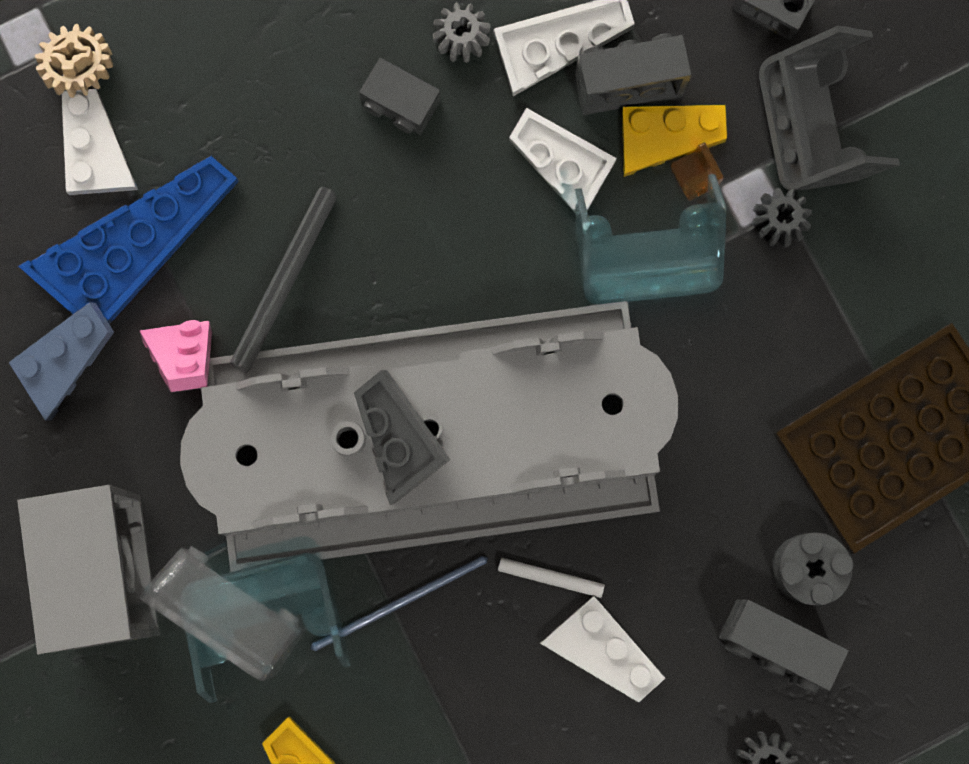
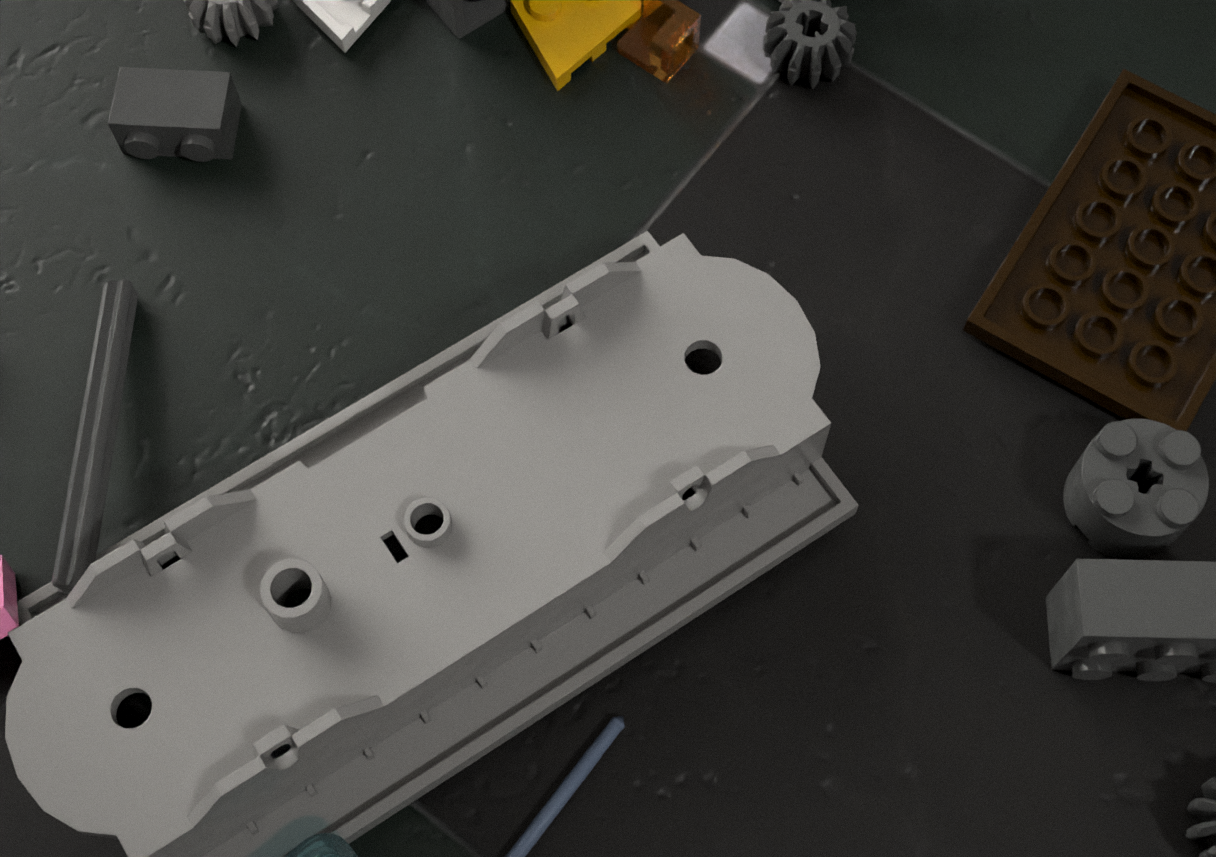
camera: 20 degrees left, 15 degrees down
(400, 437) = (382, 552): dark grey wing -> none
(551, 577) = (740, 698): white bar -> none
(561, 157) = (457, 98): white wing -> none
(604, 650) = (885, 773): white wing -> none
(655, 261) = (666, 176): clear light blue windscreen -> none

